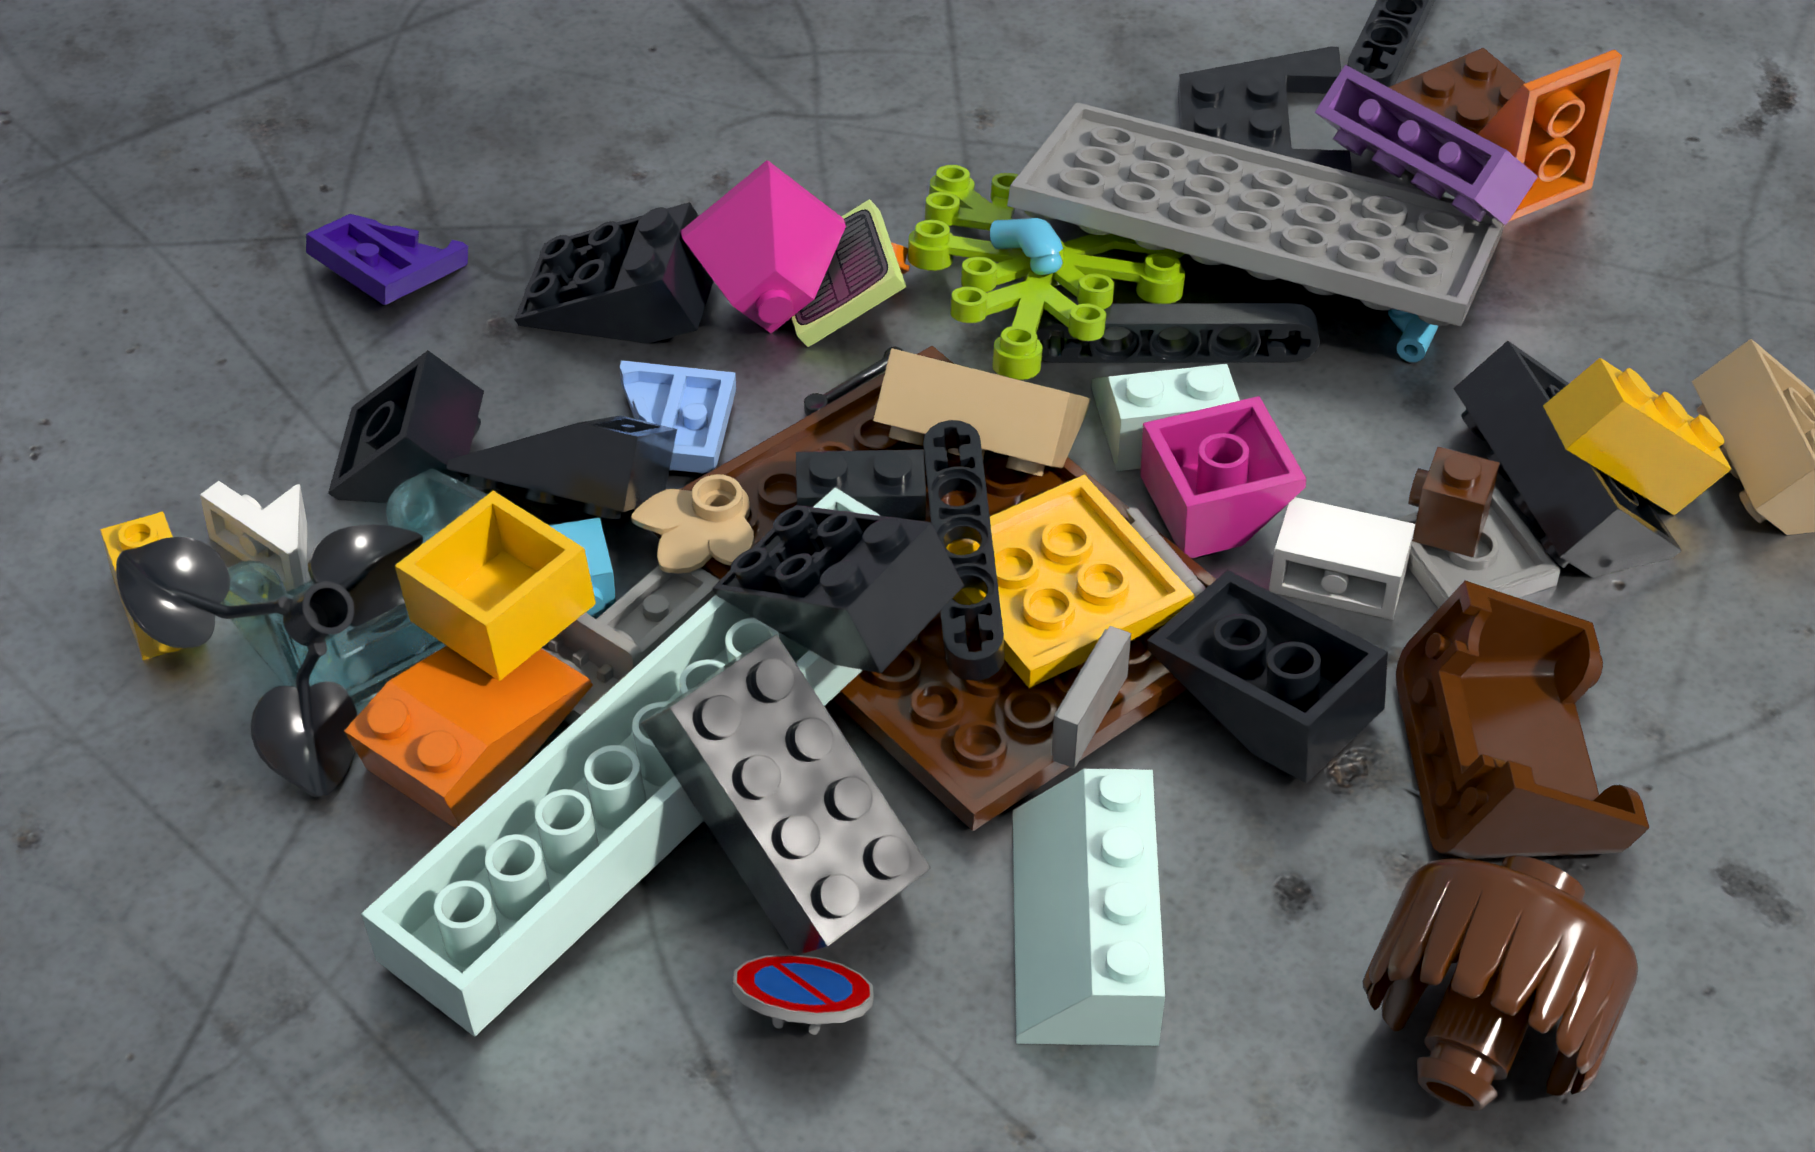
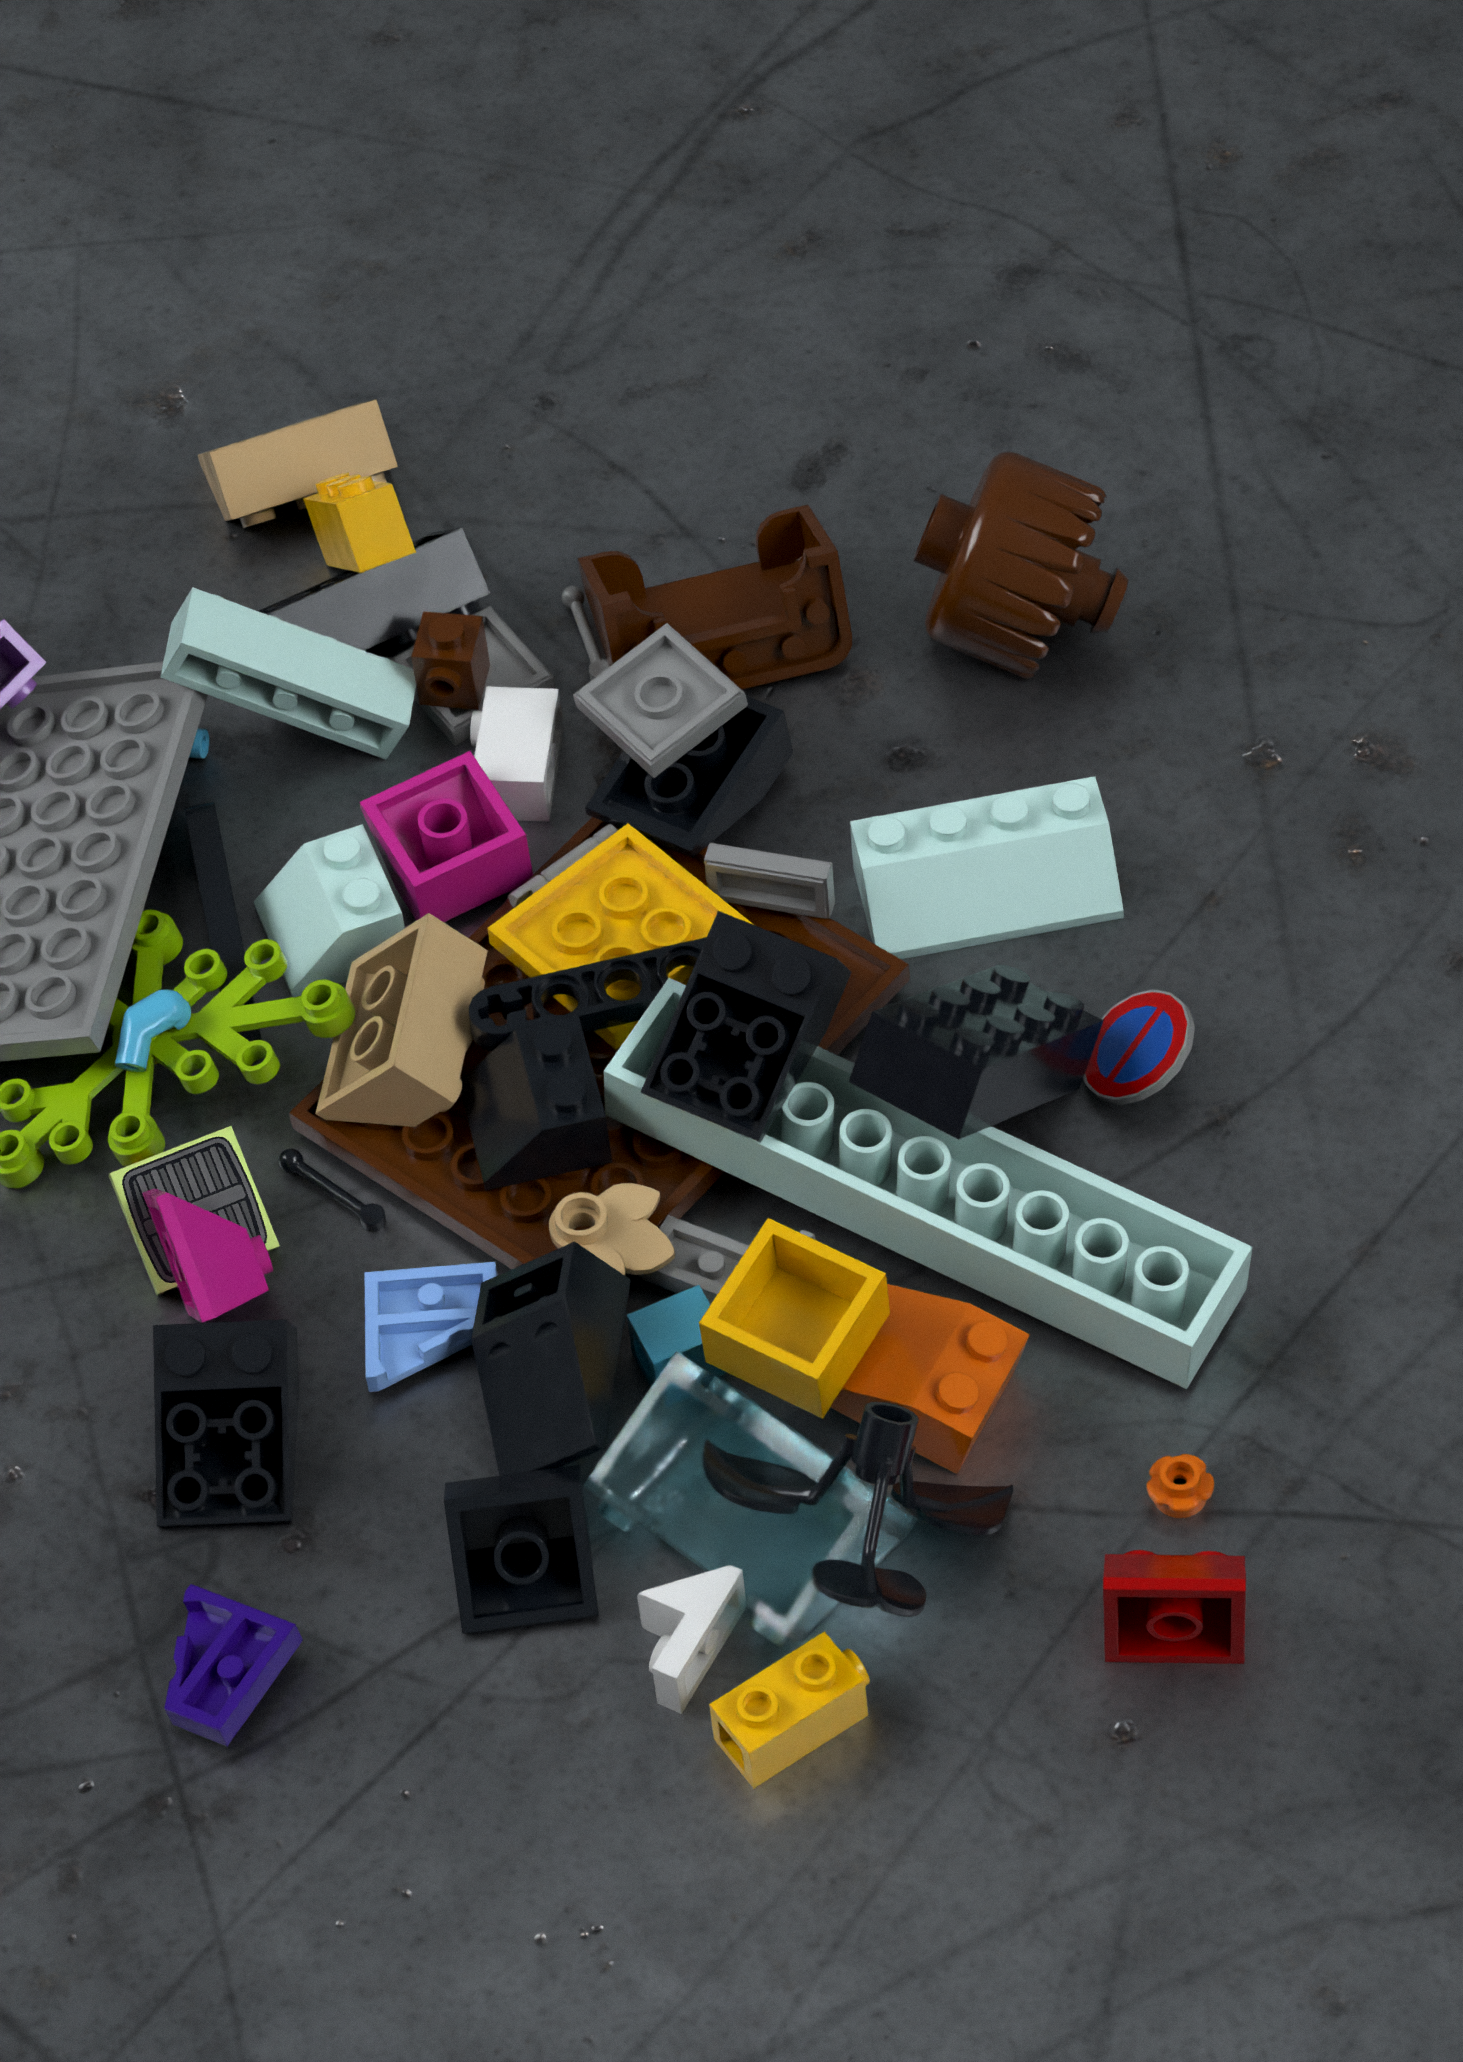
camera: 95 degrees left, 5 degrees up
(105, 864) = (1174, 1608): none -> red slope
(263, 939) = (1177, 1499): none -> orange plate
(1341, 627) = (660, 700): none -> light grey tile
(1443, 359) = (289, 673): none -> light aqua brick

